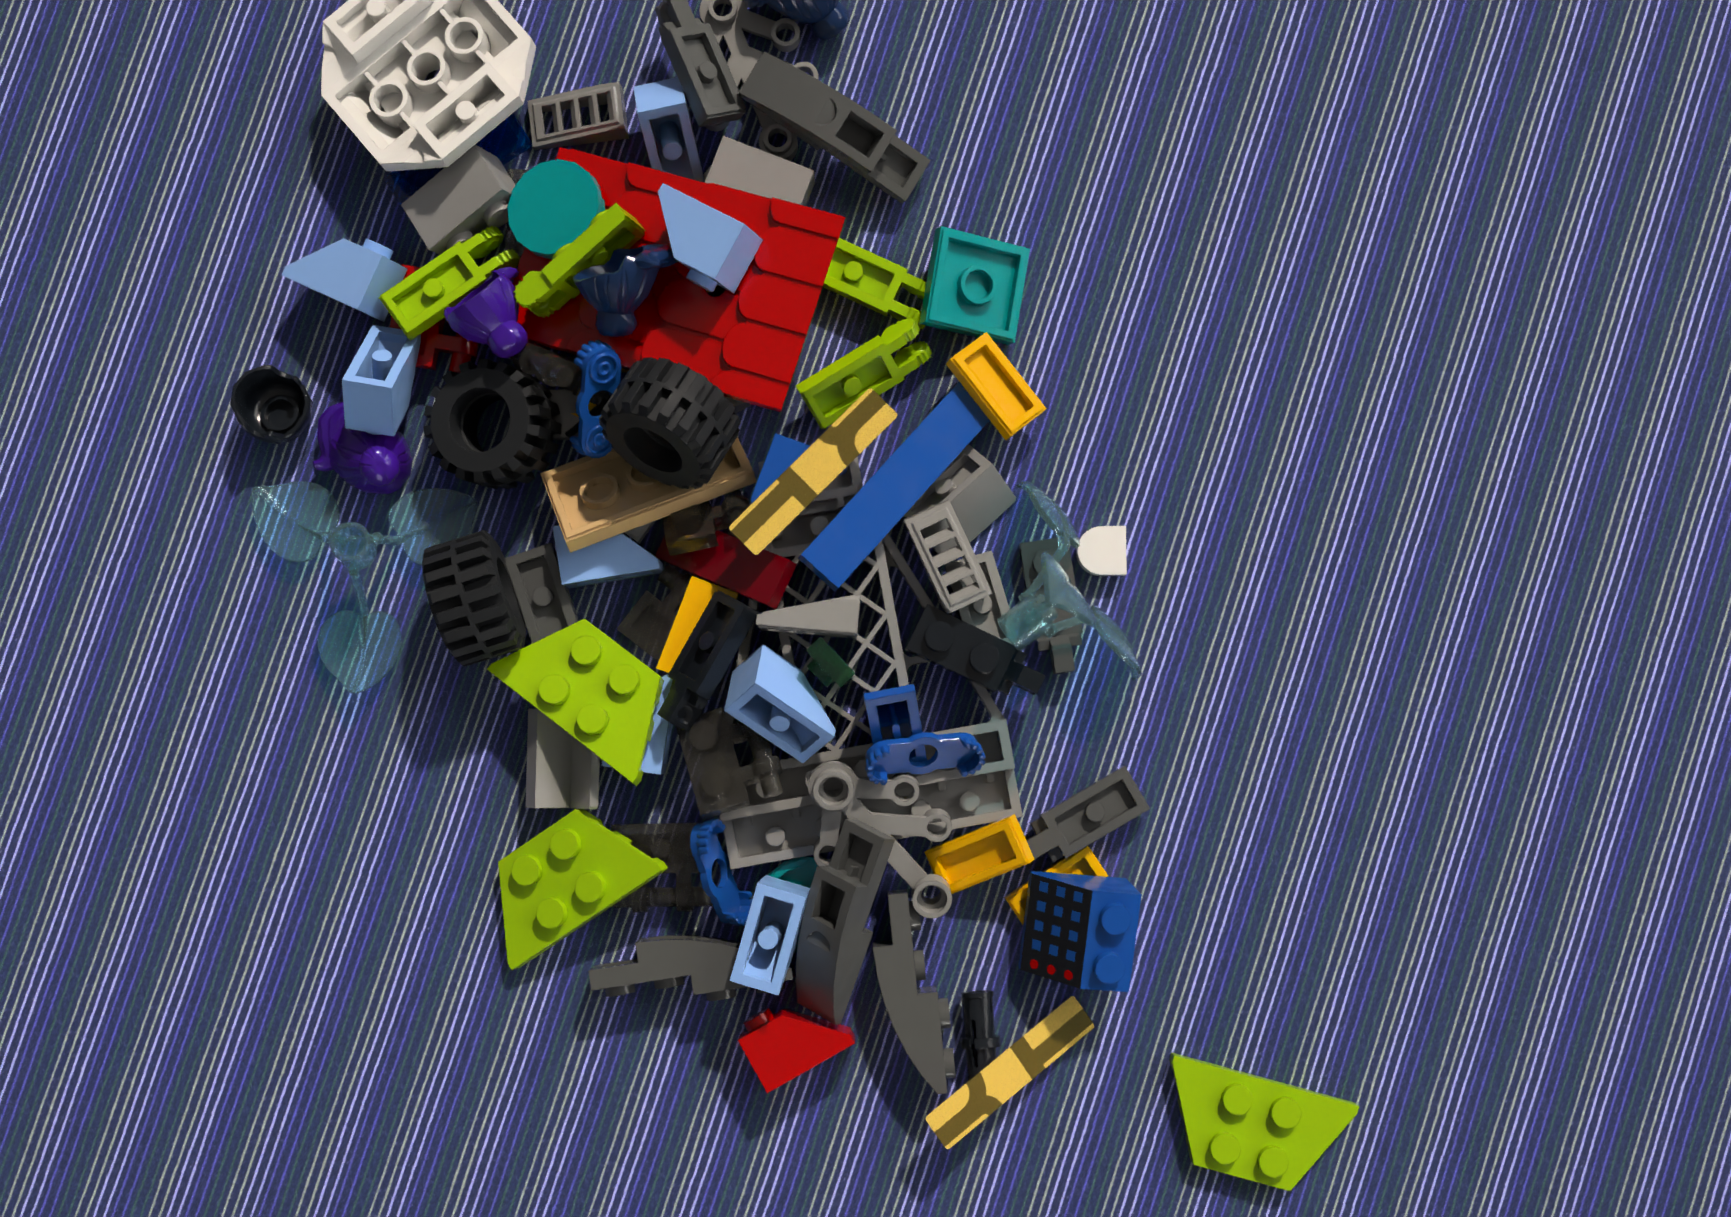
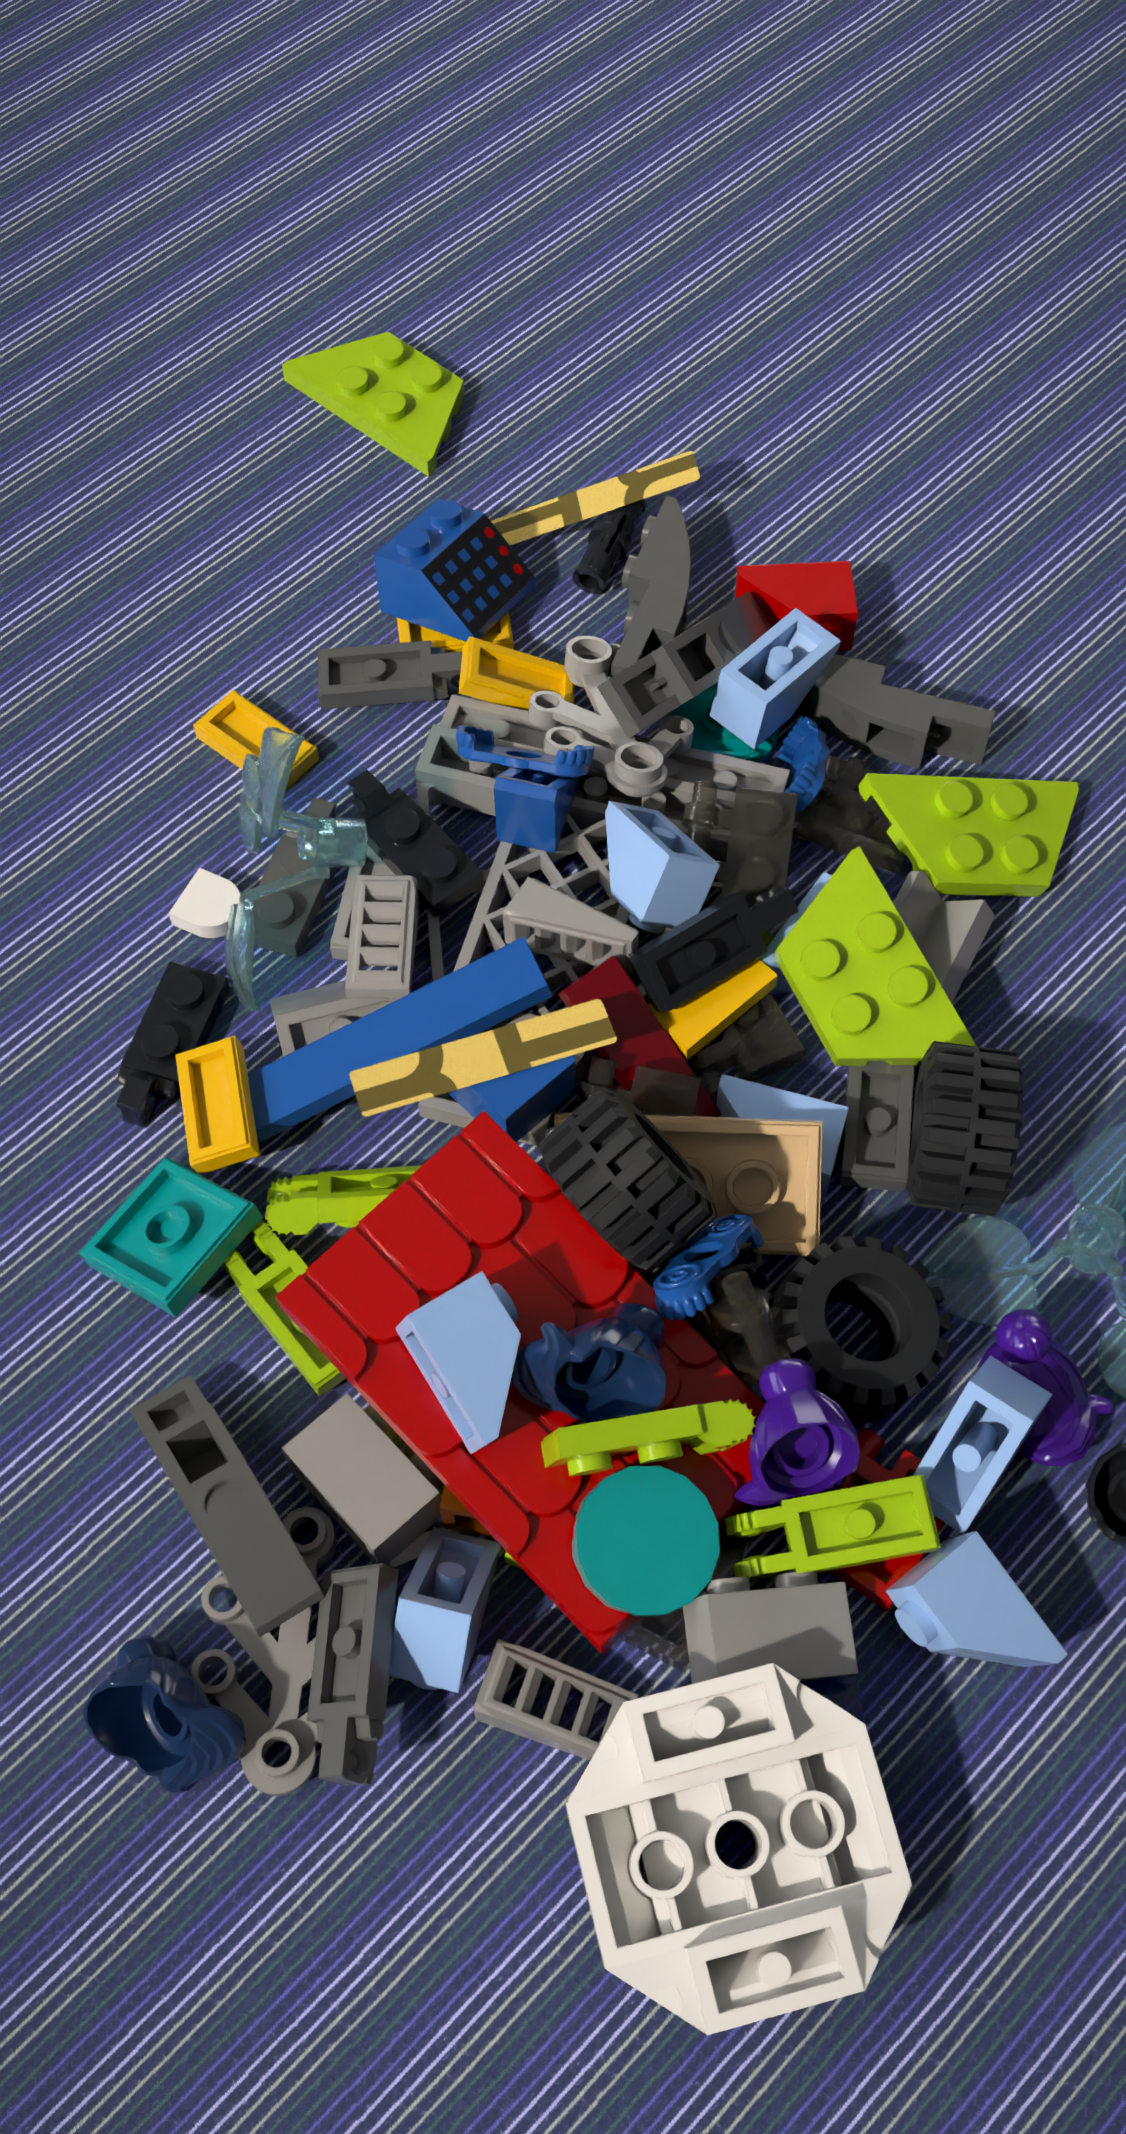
camera: 155 degrees left, 25 degrees down
(828, 664) = (574, 872): clear green plate -> none
(1067, 433) = (174, 1022): none -> black hinge
(1154, 711) = (237, 729): none -> yellow tile

